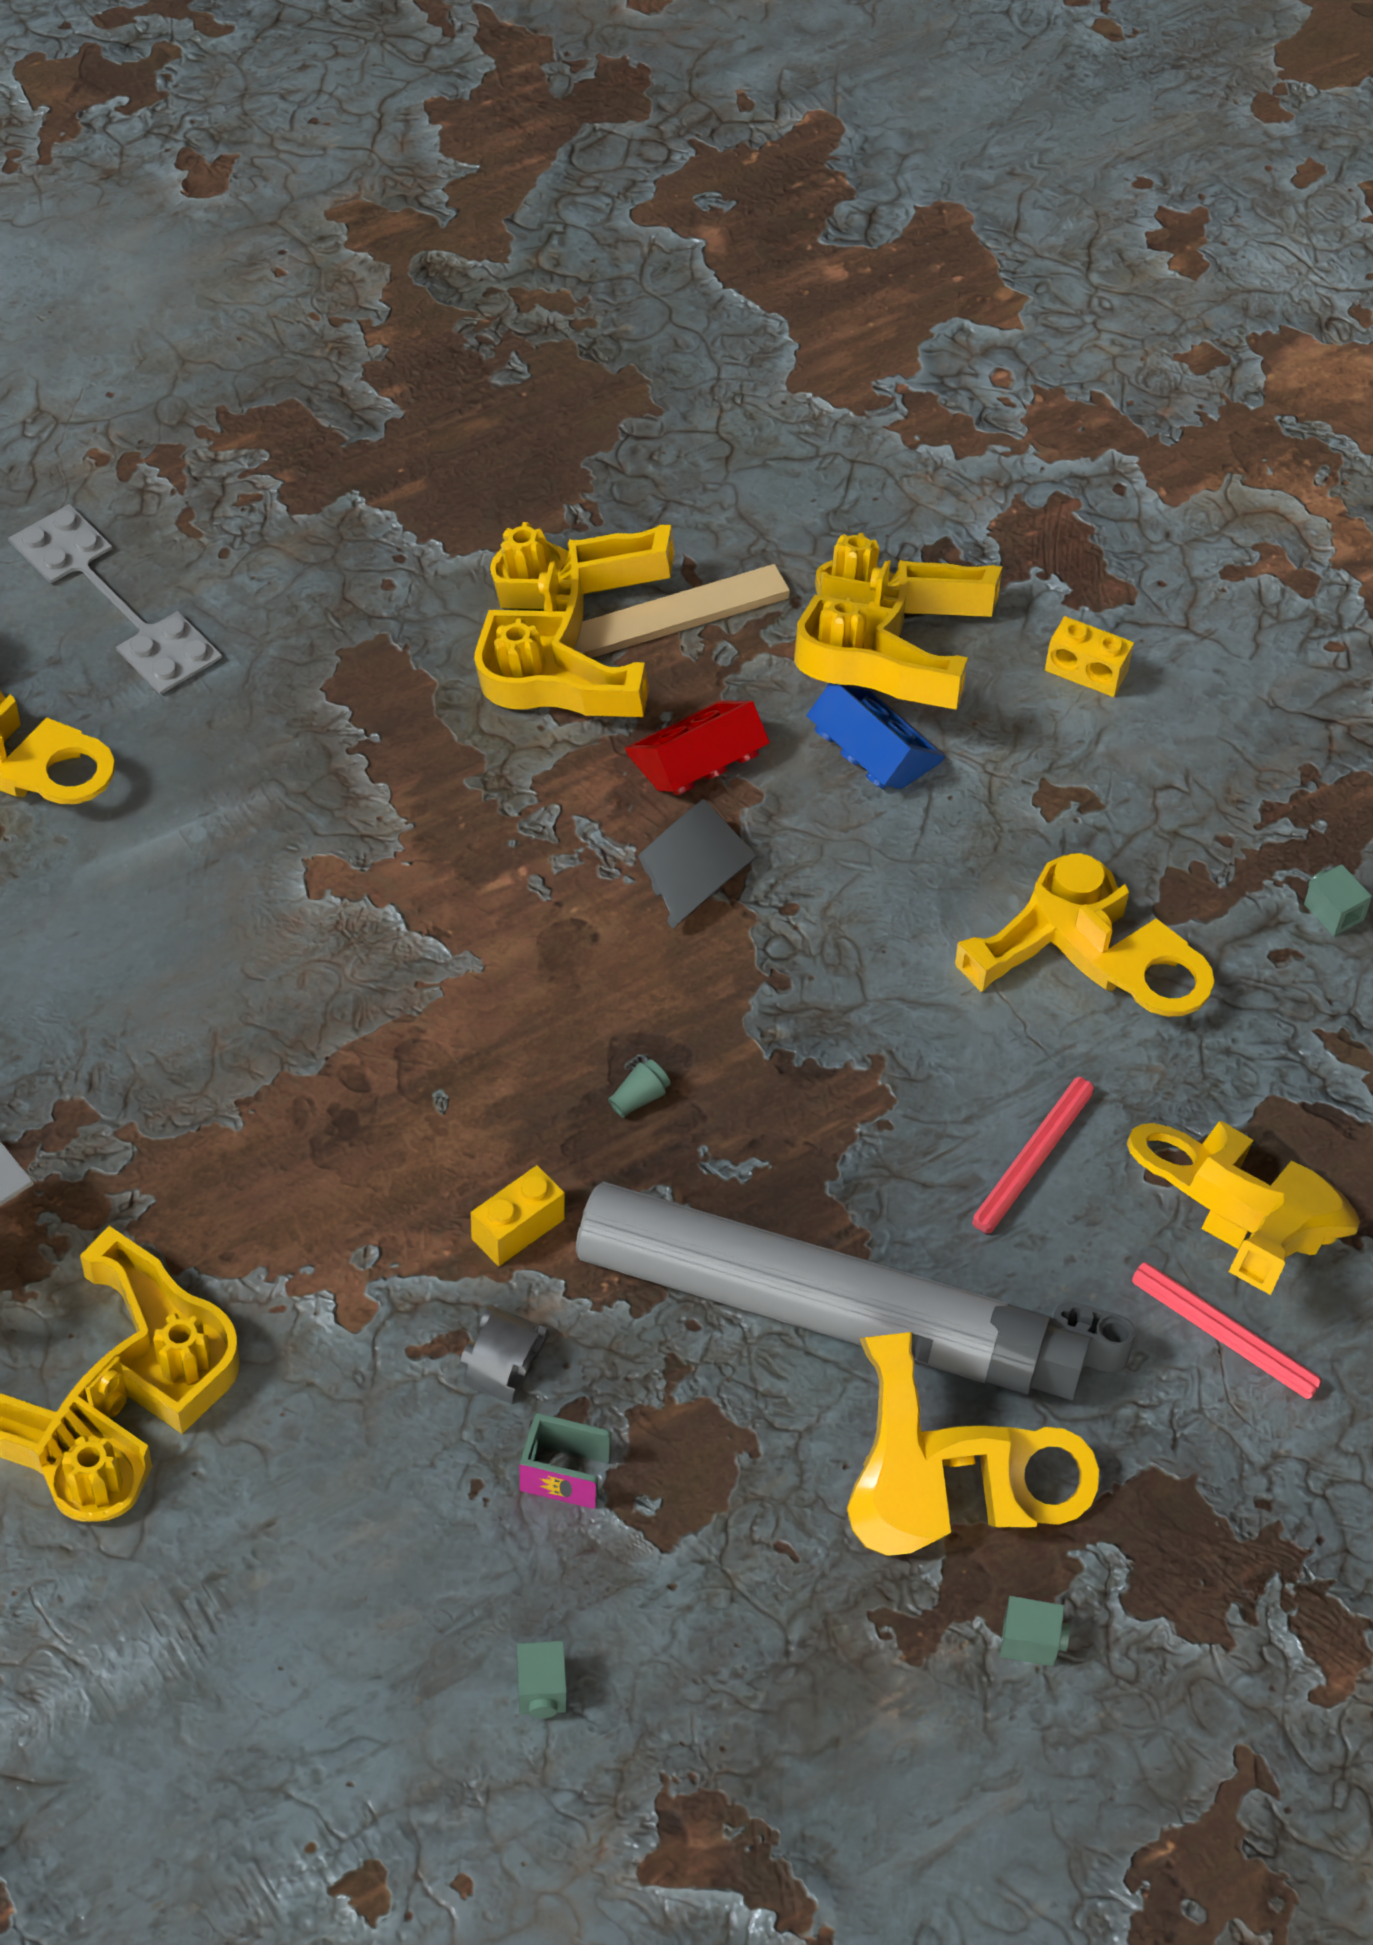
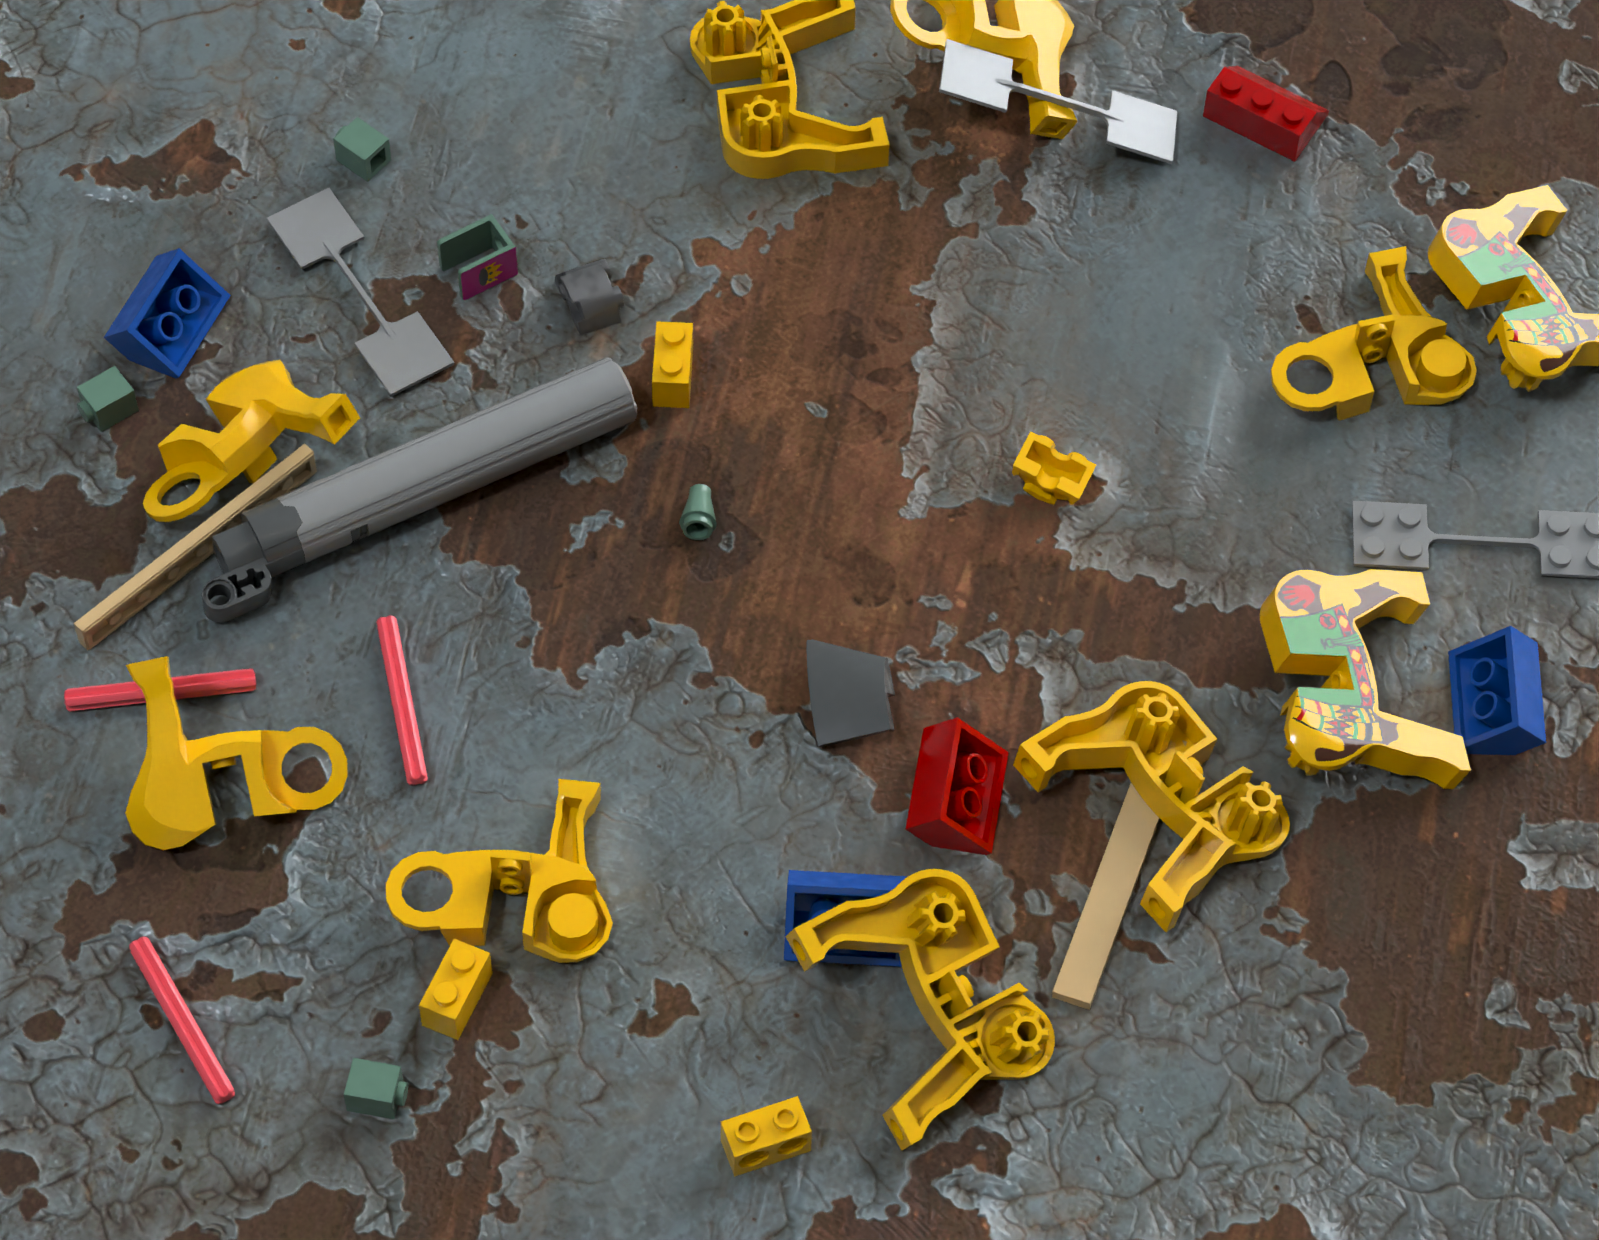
camera: 135 degrees right, 5 degrees up
(262, 500) = (1497, 694): none -> blue slope
(339, 876) = (1050, 473): none -> yellow cylinder
(346, 586) = (1314, 630): none -> yellow animal
(669, 1639) = (400, 350): none -> light grey hinge
(898, 1671) = (167, 314): none -> blue slope
(1094, 1416) = (190, 550): none -> tan tile
(1213, 908) = (455, 989): none -> yellow brick

